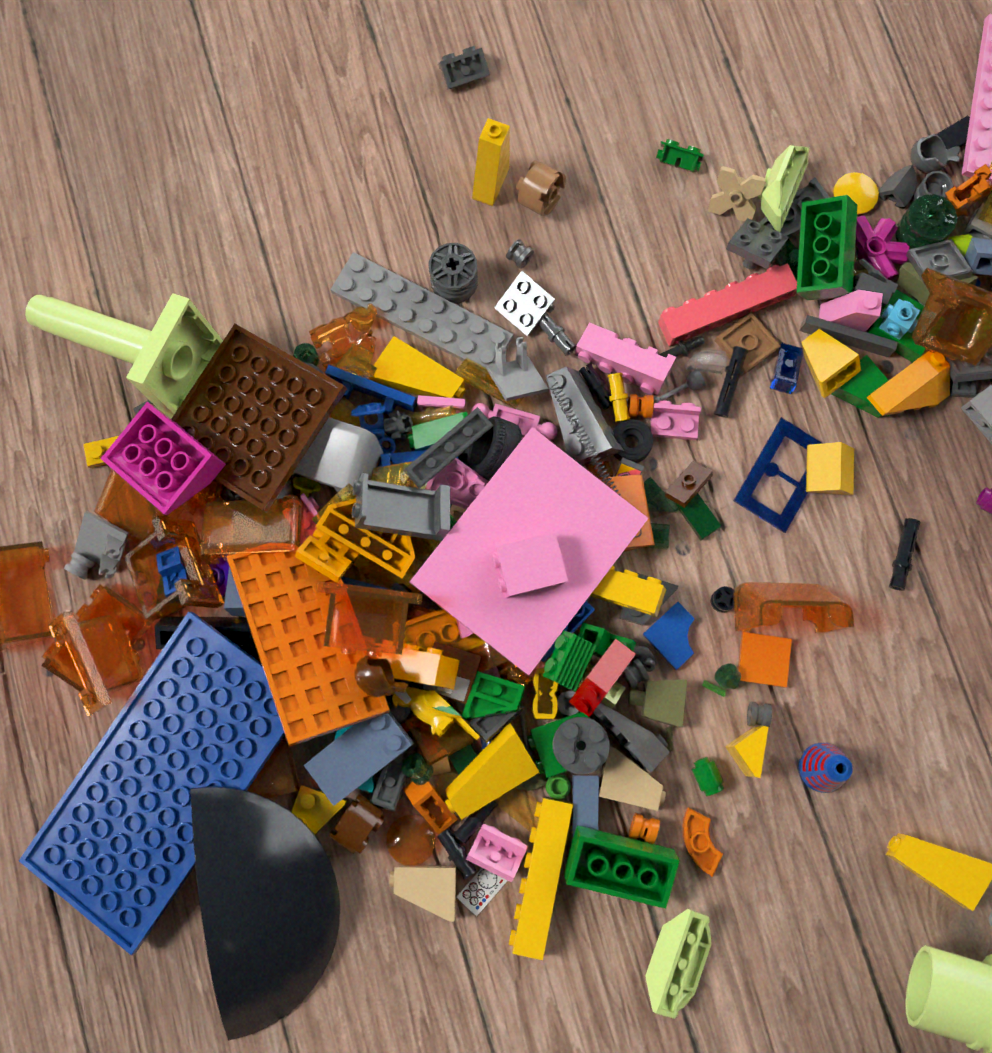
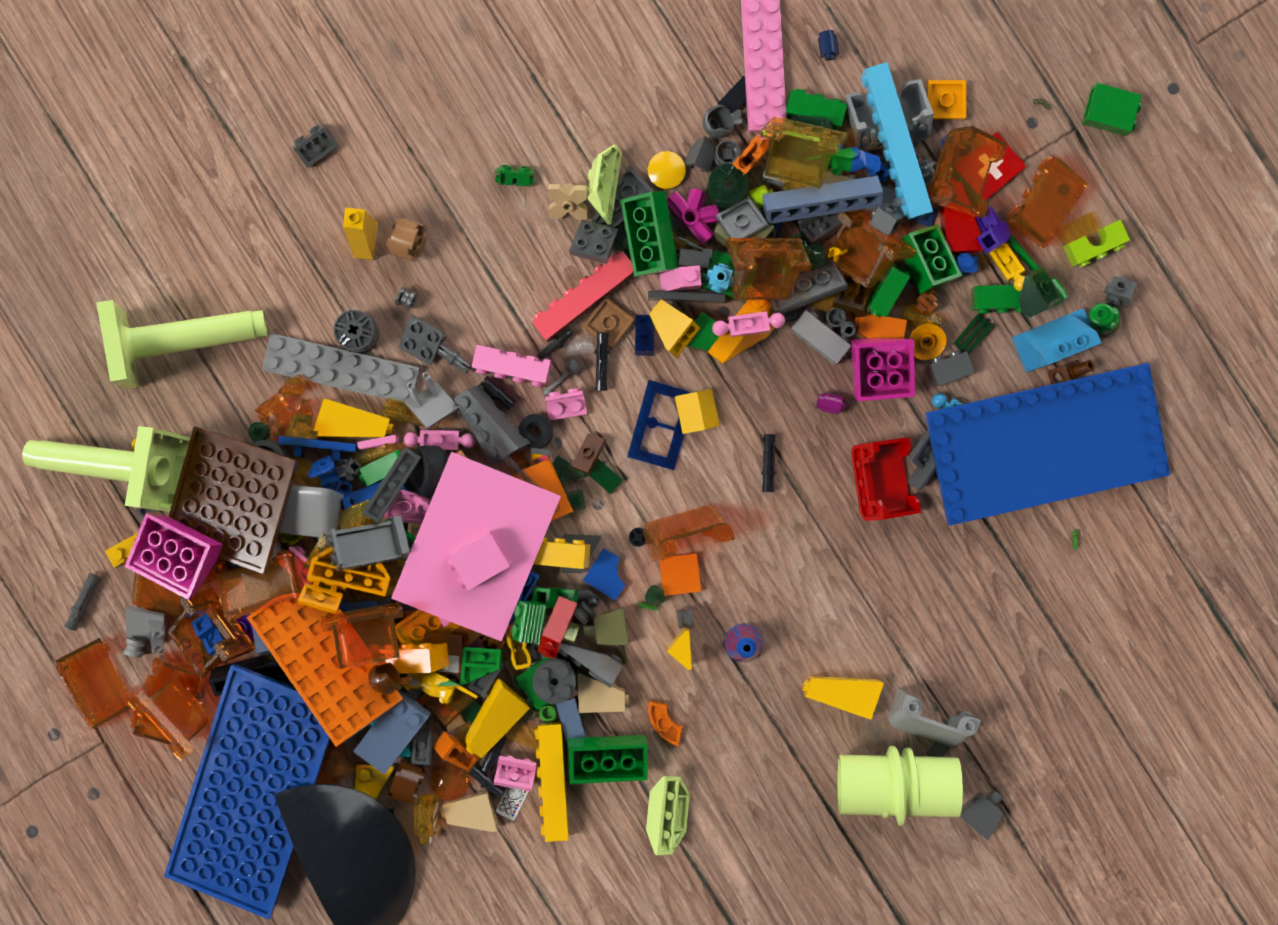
camera: 20 degrees left, 10 degrees up
(16, 516) = (72, 622): none -> dark grey pin
(189, 213) = (127, 344): none -> yellowish green piece
(368, 878) = (426, 817): none -> clear yellow torso
(417, 769) = (438, 730): clear green wheel -> none
(618, 397) = (516, 400): yellow pin -> none
(644, 828) = (619, 725): orange wheel -> none
(645, 408) = (539, 399): orange wheel -> none
(708, 776) = (657, 674): green brick -> none
(925, 377) = (748, 324): none -> bright pink plate

